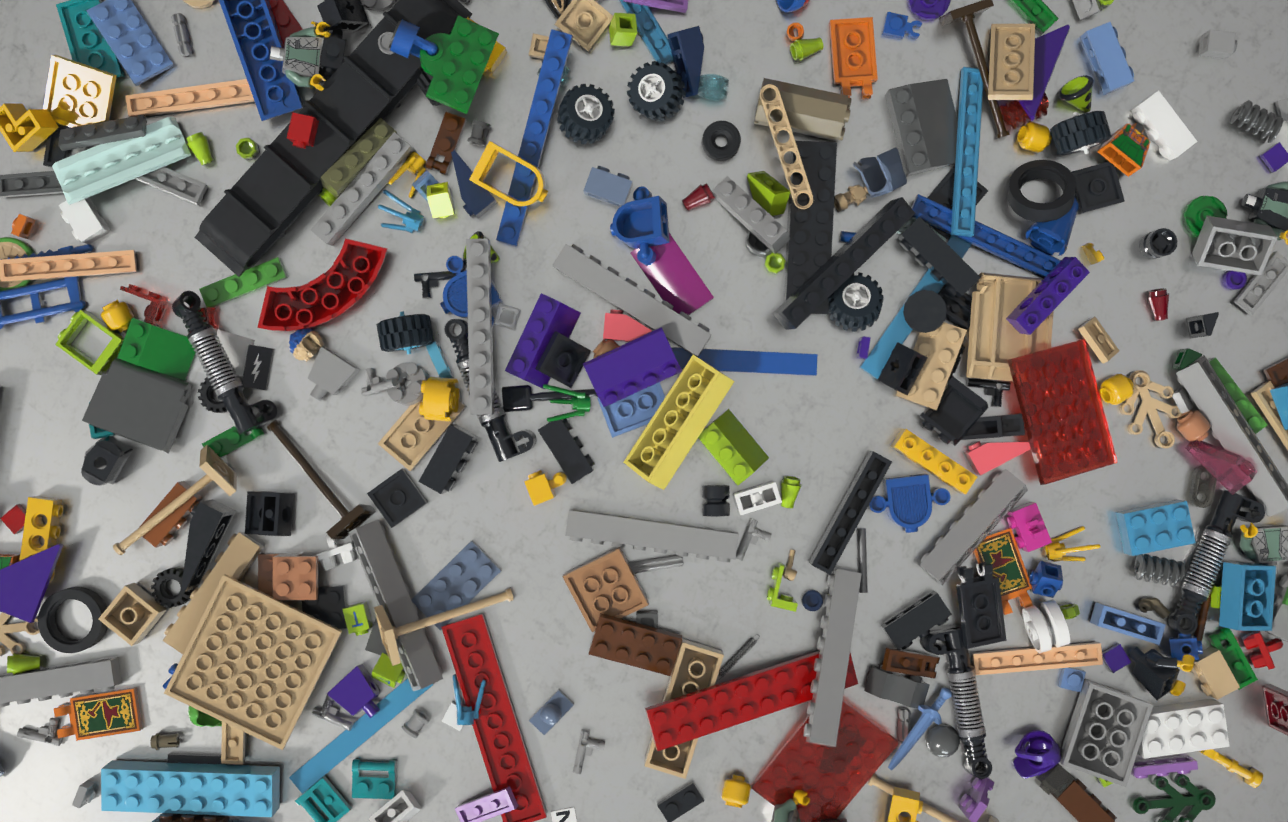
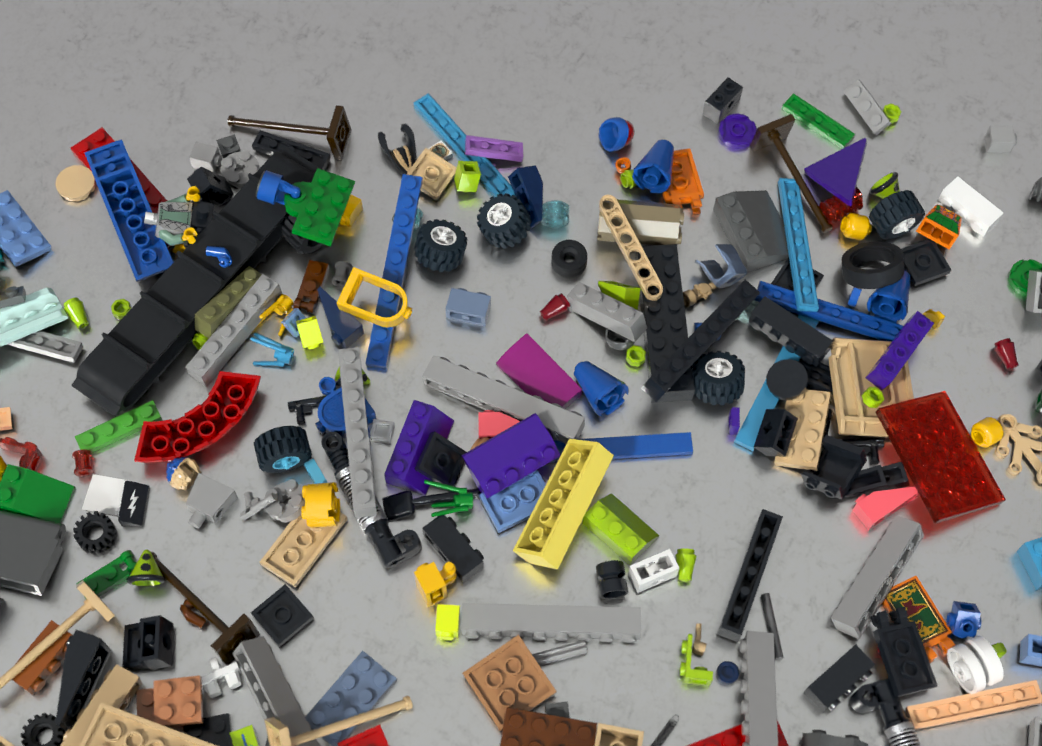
camera: 10 degrees left, 25 degrees down
(181, 34) = (59, 222): light grey axle -> none
(189, 98) = (69, 271): light nougat plate -> none
(221, 372) = (97, 502): black piece -> none
(268, 442) = (146, 571): none -> hat
(302, 130) = (176, 274): red brick -> none
(309, 487) = (191, 616): none -> reddish brown arm
(354, 115) = (221, 253): none -> blue arm
(384, 41) = (251, 199): light grey piece -> none
(449, 459) = (334, 565): black brick -> none
(538, 46) = (390, 199): tan plate -> none
(553, 523) = (447, 621): none -> neon yellow brick
(642, 224) = (504, 332): blue piece -> none
(732, 297) = (600, 388): none -> blue cone
(751, 538) = (653, 616): light grey hose -> none
(830, 43) = (655, 168): none -> blue cone
(897, 25) = (714, 154): blue plate -> none
(908, 500) = (806, 558): blue piece -> none
(910, 663) = (843, 722): reddish brown plate -> none
(933, 461) = (824, 517): yellow brick -> none
(1008, 343) = (872, 397): none -> lime tile
(1011, 62) = (821, 166): tan plate -> none
(1014, 222) = (854, 296): none -> blue tile
(1028, 527) = (933, 571): dark pink brick -> none
(1057, 551) = (966, 592): yellow plant -> none
(1072, 679) = (1016, 724): medium blue plate -> none
(1098, 340) = (958, 390): tan plate -> none
(1107, 58) = (906, 159): medium blue brick -> none
(1158, 243) = (991, 300): black wheel -> none

